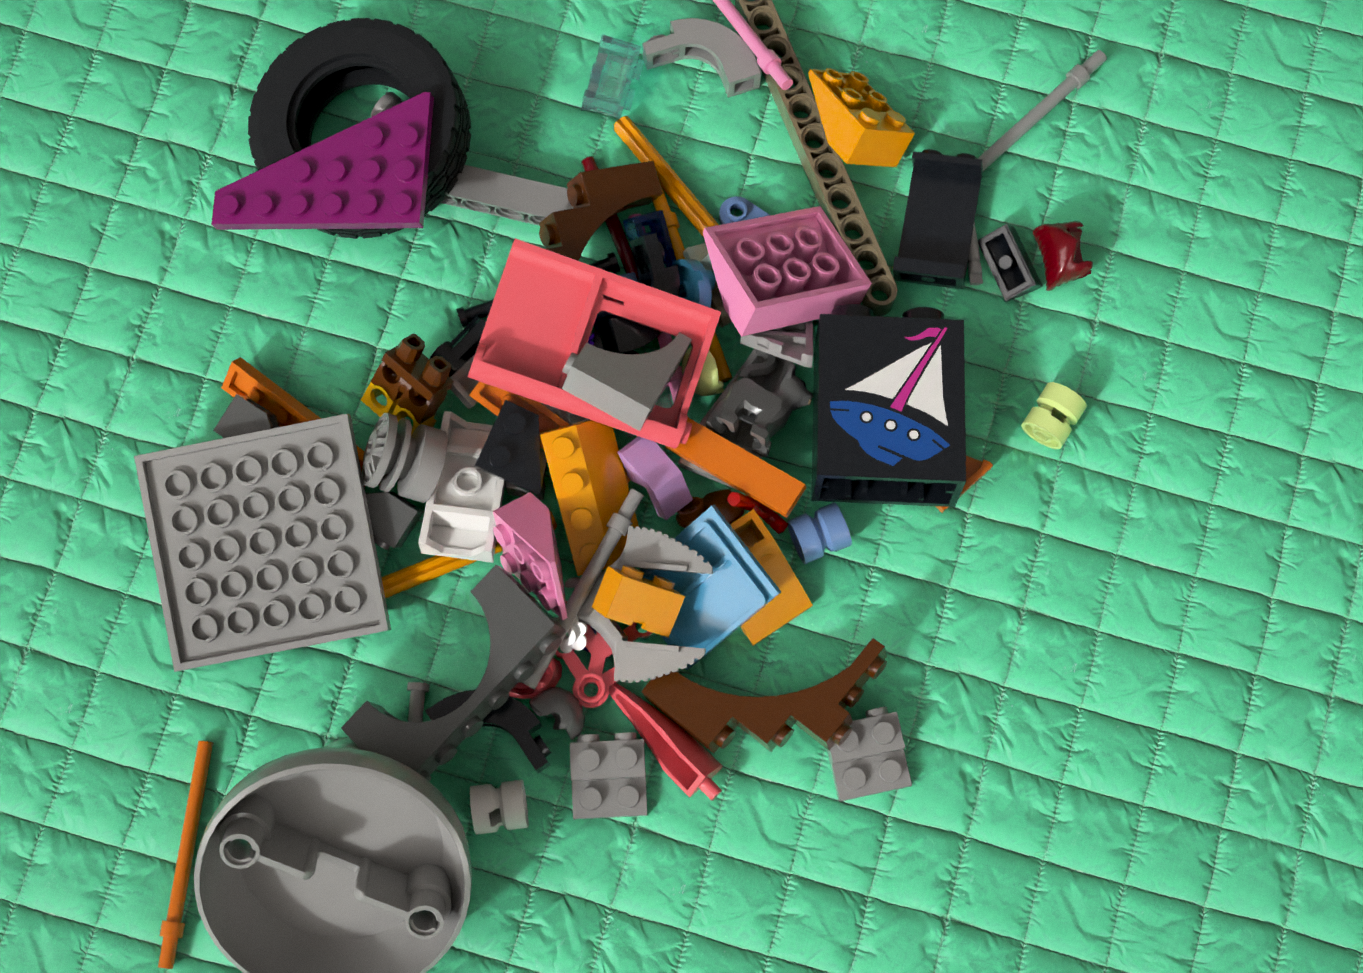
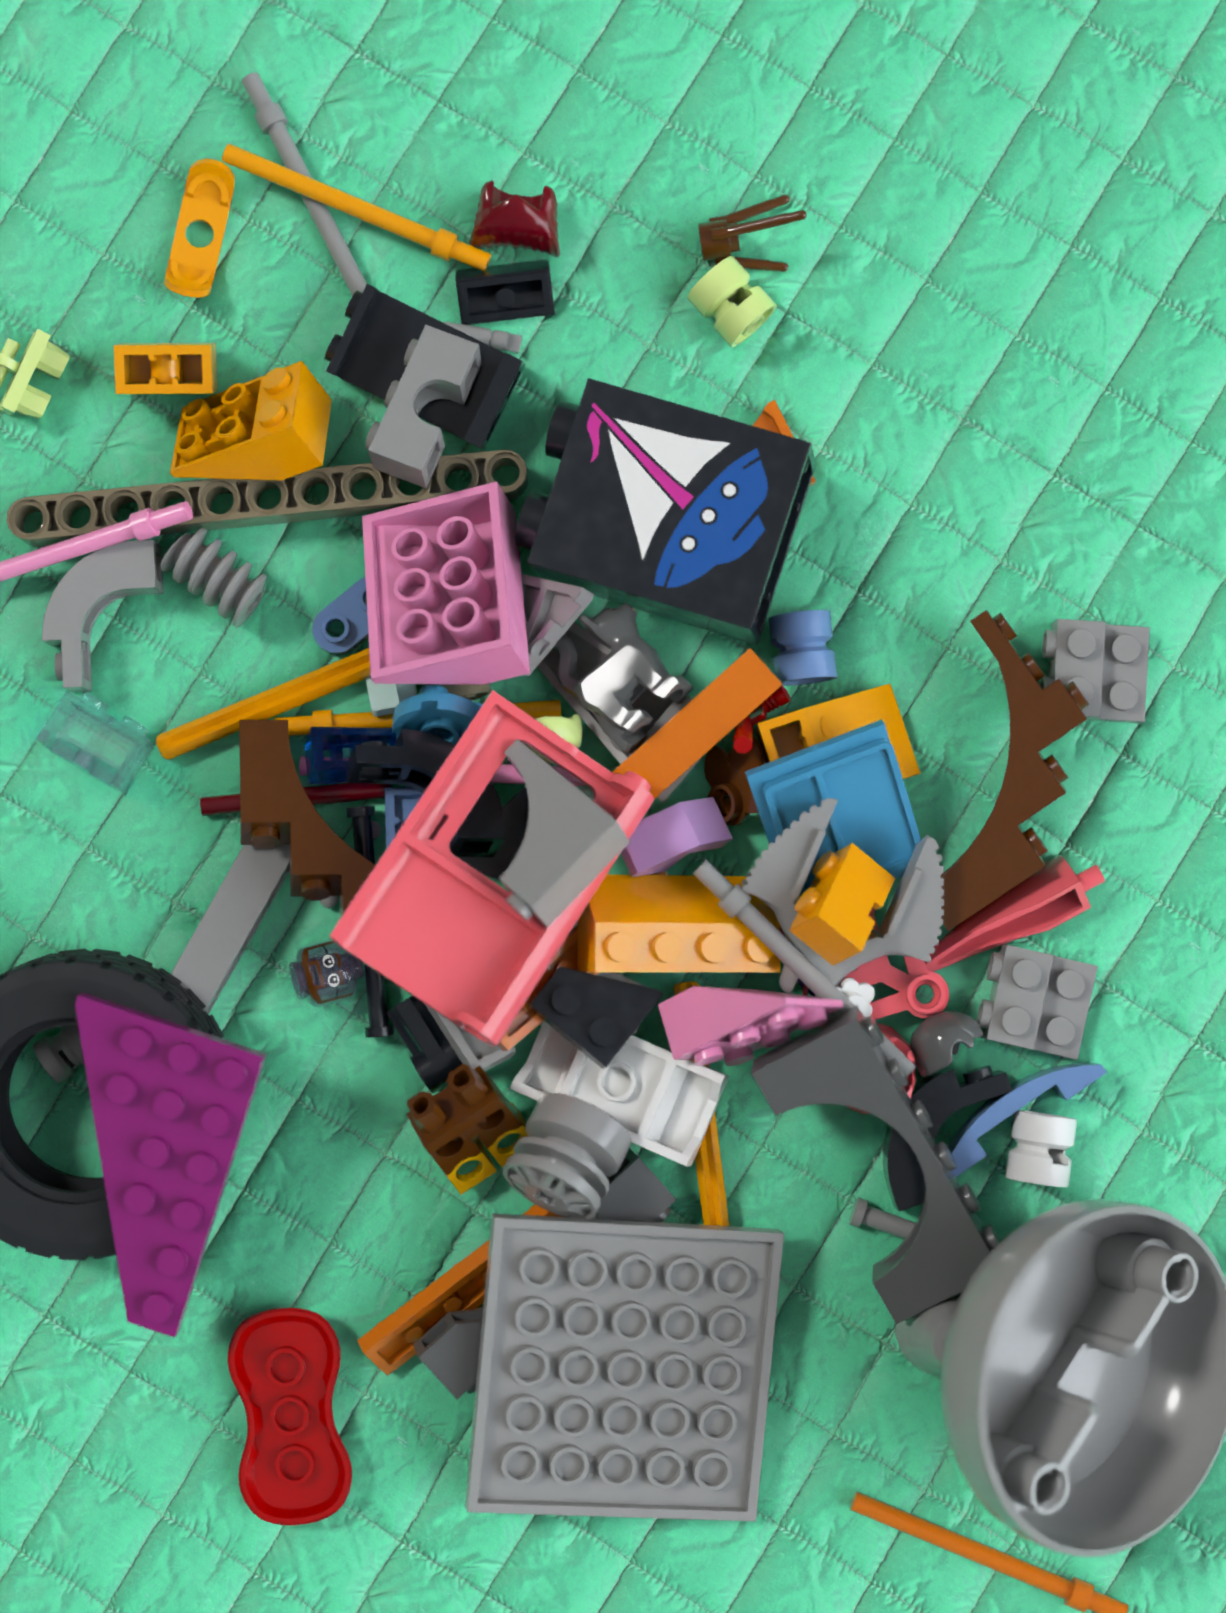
camera: 70 degrees left, 10 degrees up
(148, 338) = (292, 1454): none -> red plate
(488, 266) = (325, 973): none -> head
(554, 811) = (1064, 1080): none -> medium blue slope
(749, 122) = (214, 576): none -> light grey piece
(882, 51) = (165, 368): none -> light orange brick
(937, 221) = (435, 369): none -> light grey arch
(1007, 51) = (207, 200): none -> light orange piece
(1029, 207) = (441, 242): none -> light orange bar
(1098, 399) = (721, 233): none -> reddish brown plant

